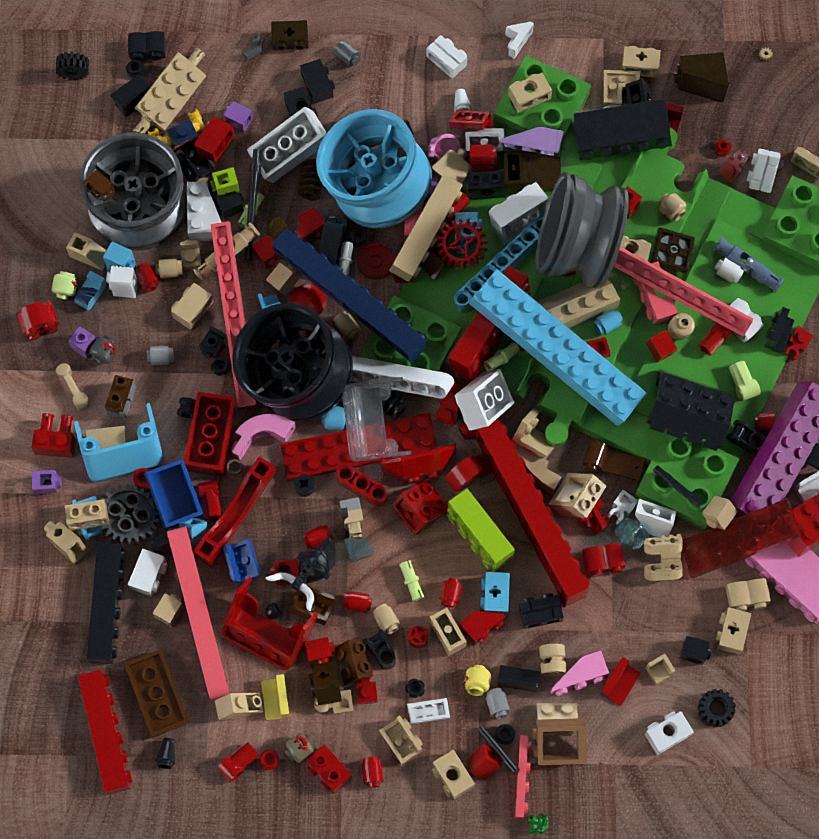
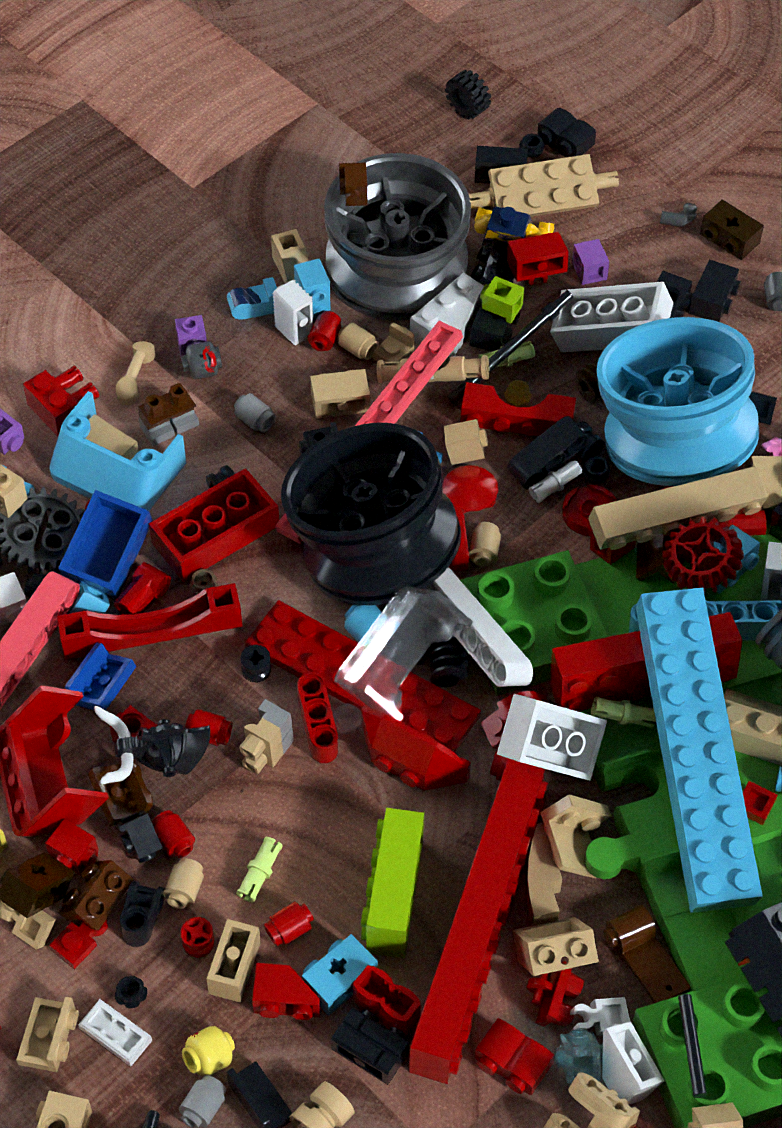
camera: 45 degrees right, 15 degrees down
(37, 319) = (170, 280): red brick -> none
(64, 285) = (235, 273): yellowish green head -> none
(261, 426) = (272, 563): bright pink arch -> none
(272, 611) = (75, 761): black hinge -> none
(344, 616) = (139, 835): none -> black brick
(349, 295) = (513, 507): dark blue brick -> none
(358, 549) = (238, 782): clear light blue panel -> none
(419, 506) = (357, 795): red bracket -> none
(466, 472) = (453, 804): red brick -> none
(525, 586) = (391, 1002): none -> red brick

